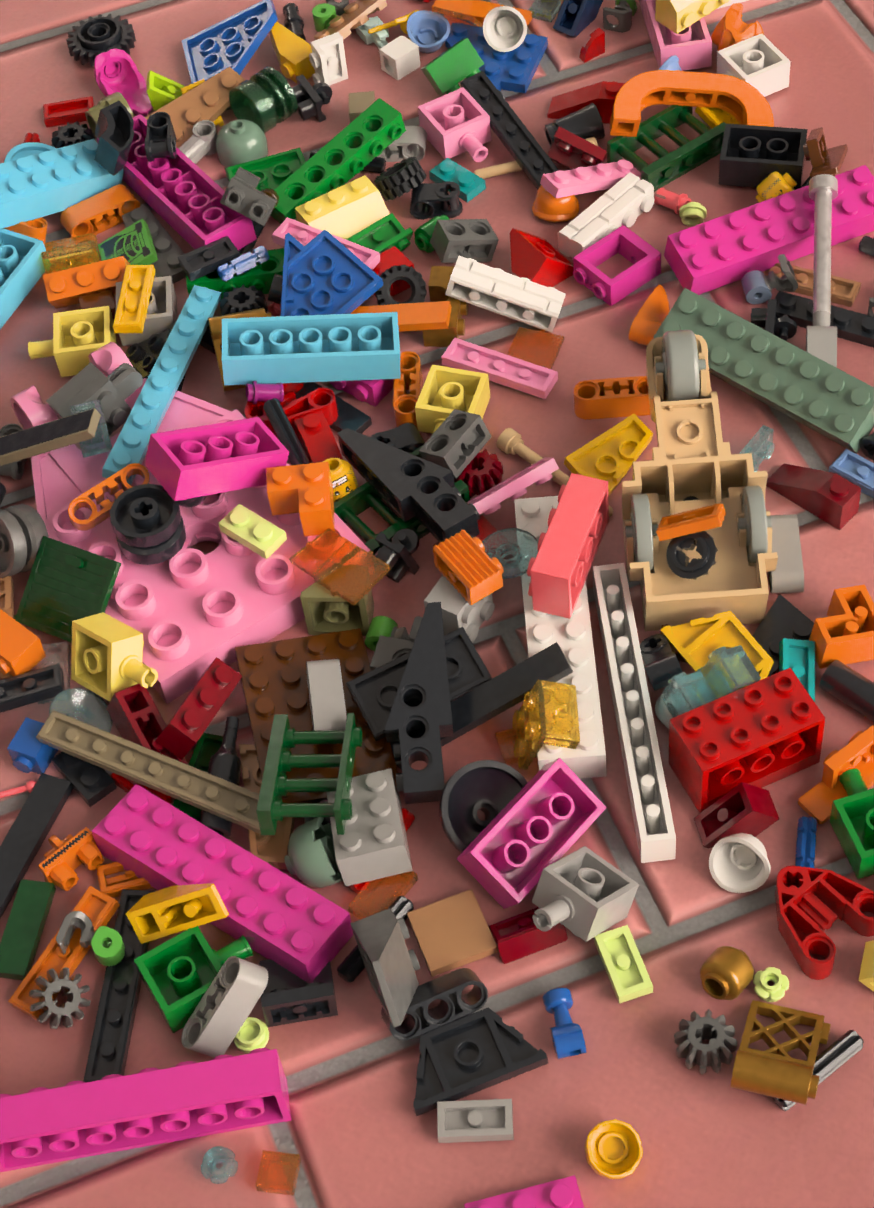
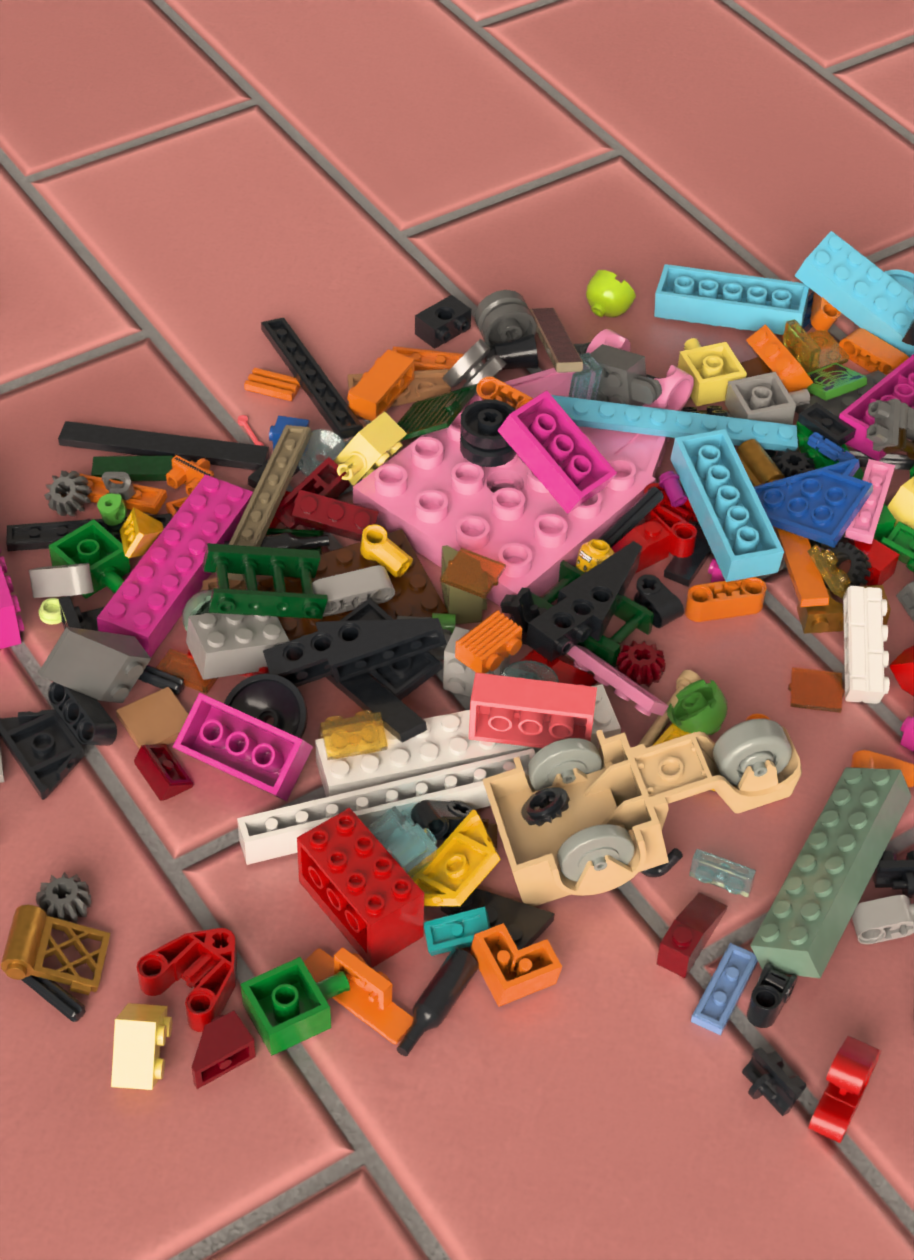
camera: 70 degrees right, 5 degrees down
(134, 299) = (756, 385): yellow tile -> none
(252, 531) = (506, 504): yellowish green plate -> none
(272, 662) = (384, 551): none -> yellow piece
(305, 491) = (547, 528): orange brick -> none
(324, 554) = (487, 550): clear orange piece -> none
(424, 292) = (826, 564): none -> clear yellow plate
(450, 390) = (712, 630): light yellow brick -> none
(456, 441) = (653, 629): dark grey brick -> none
(500, 368) = (778, 663): bright pink plate -> none
(555, 431) = (699, 708): none -> bright green cylinder
(566, 1035) = (61, 804): blue leg -> none
(582, 895) = (184, 788): light grey brick -> none
(623, 964) = (134, 836): yellowish green plate -> none
(691, 522) = (570, 792): orange tile -> none
(726, 973) = (129, 907): pearl gold head -> none
(739, 811) = (292, 902): dark red slope -> none
(739, 863) = (242, 905): white helmet -> none
(767, 992) = (126, 952): yellowish green plate -> none
(786, 542) = (604, 911): light grey beam -> none
(806, 842) = (264, 959): blue axle -> none

